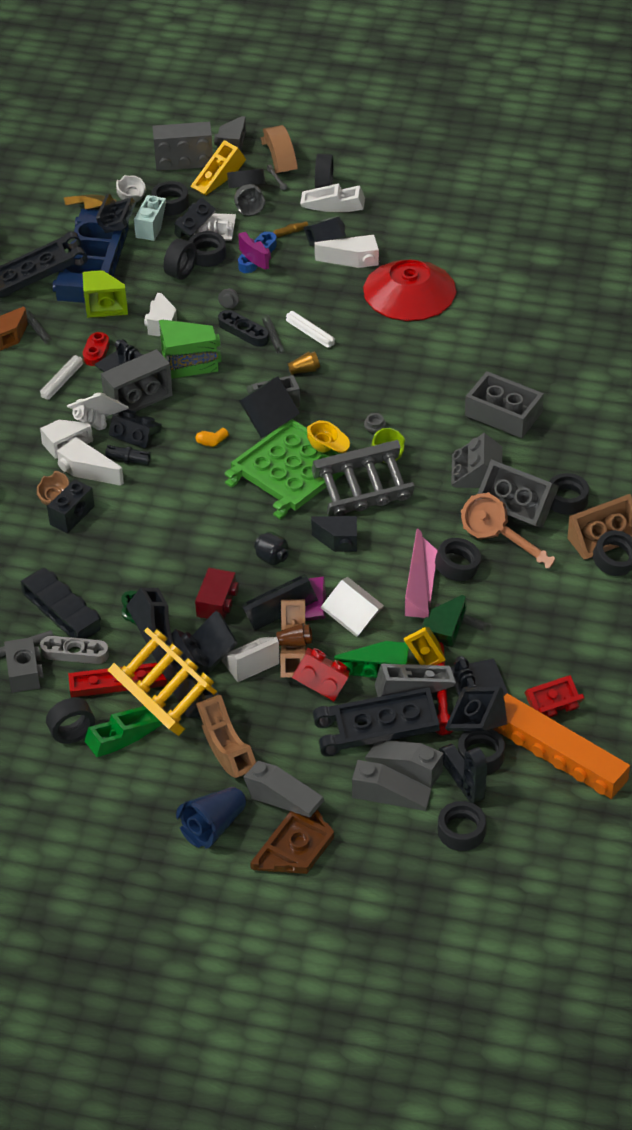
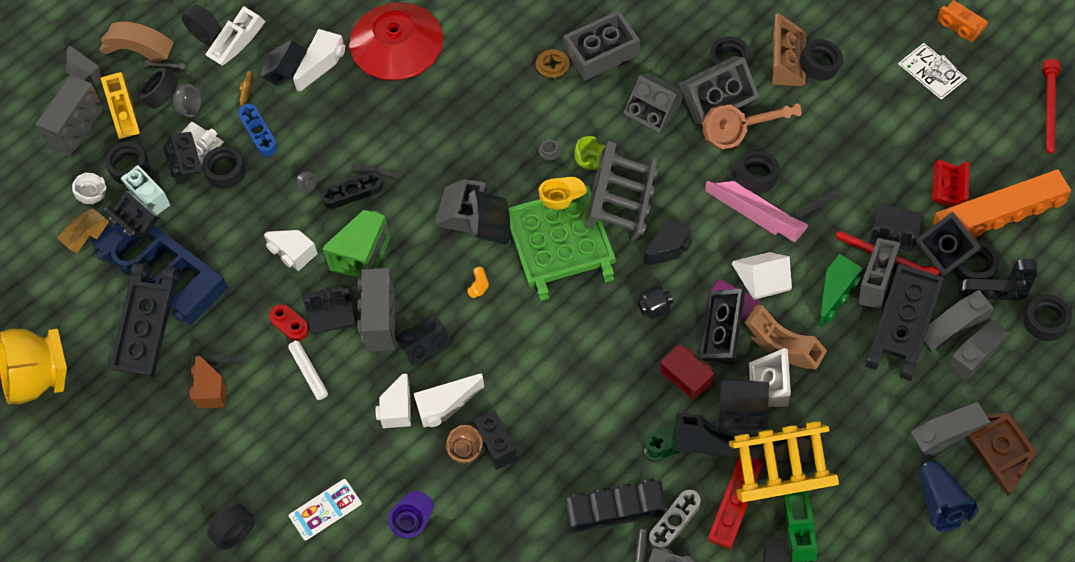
camera: 55 degrees left, 15 degrees up
(95, 409) = (389, 366): white hinge -> none
(104, 295) = (233, 280): lime slope -> none
(128, 455) = (454, 361): black pin -> none
(180, 258) = (230, 194): black tyre -> none
(226, 745) = (869, 449): medium nougat arch -> none
(254, 251) = (273, 130): magenta slope -> none
(295, 636) = (786, 332): reddish brown cone -> none
(305, 363) = (438, 164): pearl gold cone -> none
(310, 329) = (393, 139): white axle -> none
(321, 673) = (834, 335): red bracket -> none
(425, 647) = (847, 243): yellow slope -> none
(447, 620) = (825, 215): dark green slope -> none
(460, 382) = (560, 60): none -> pearl gold gear

